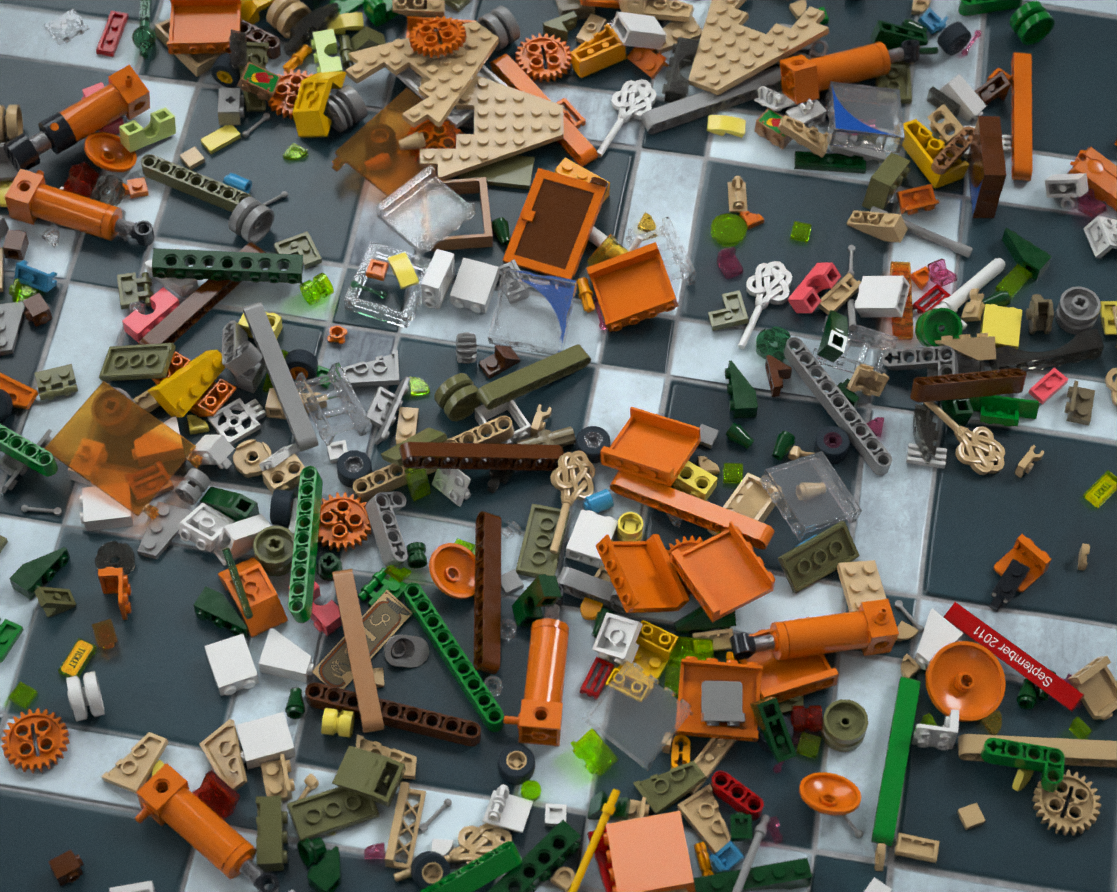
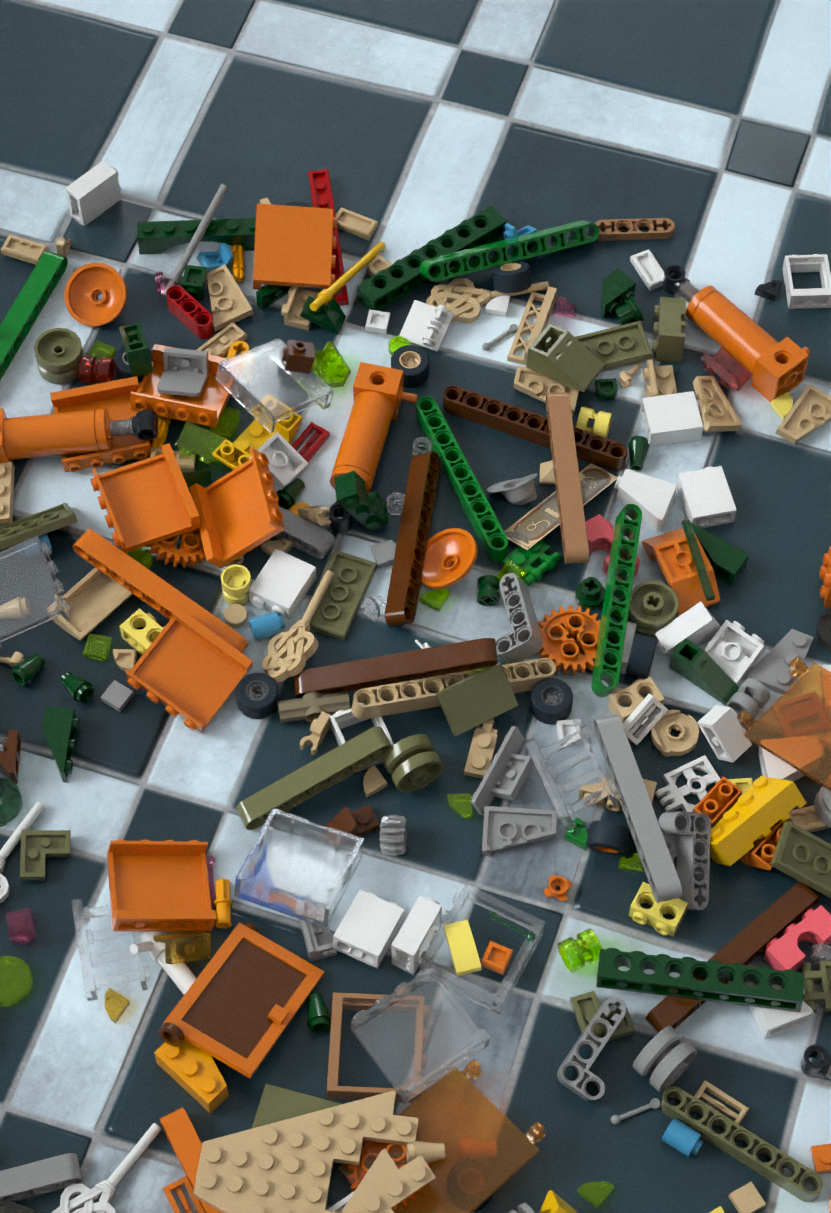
camera: 170 degrees left, 0 degrees up
(210, 213) = (724, 1097): none -> tan tile
(310, 214) = (595, 1045): none -> light grey beam
(327, 770) = (606, 389): none -> dark green tile
(576, 596) = (315, 514): none -> tan plate
(620, 736) = (298, 356): none -> reddish brown brick
(625, 507) = (235, 615): none -> tan tile
(668, 788) = (255, 324): olive wing -> none

